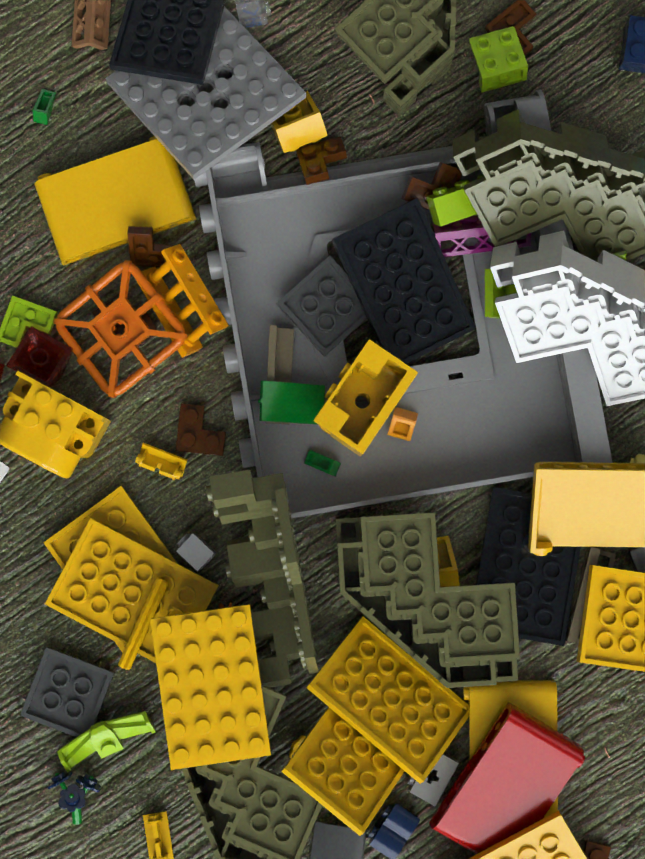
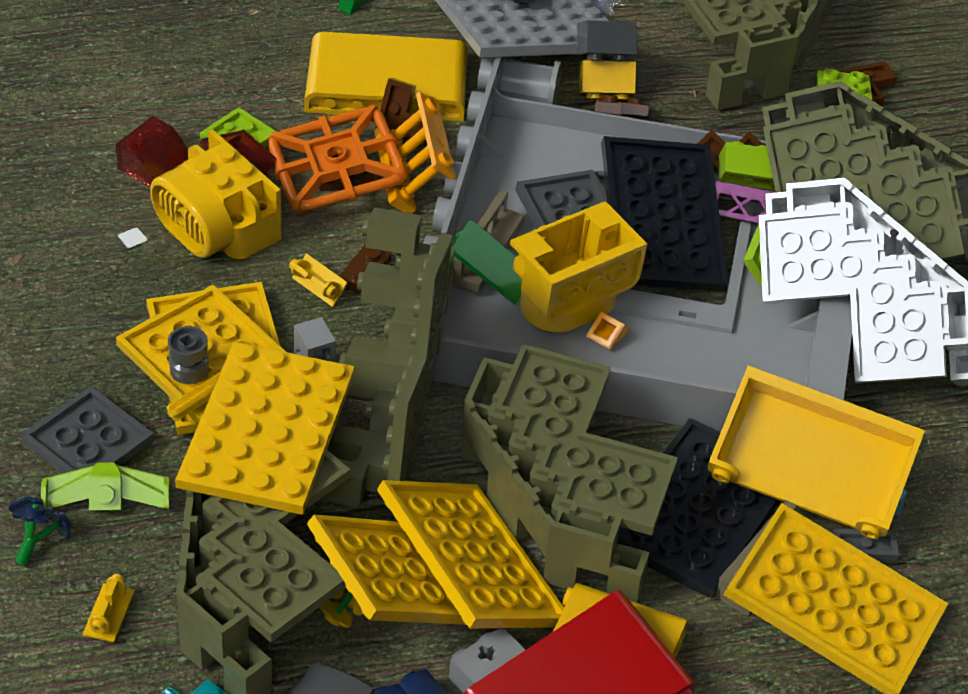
camera: 15 degrees right, 40 degrees down
(111, 614) = (188, 355): none -> dark grey wheel
(290, 108) = (607, 39): none -> dark grey piece
(322, 463) = (499, 335): green piece -> none

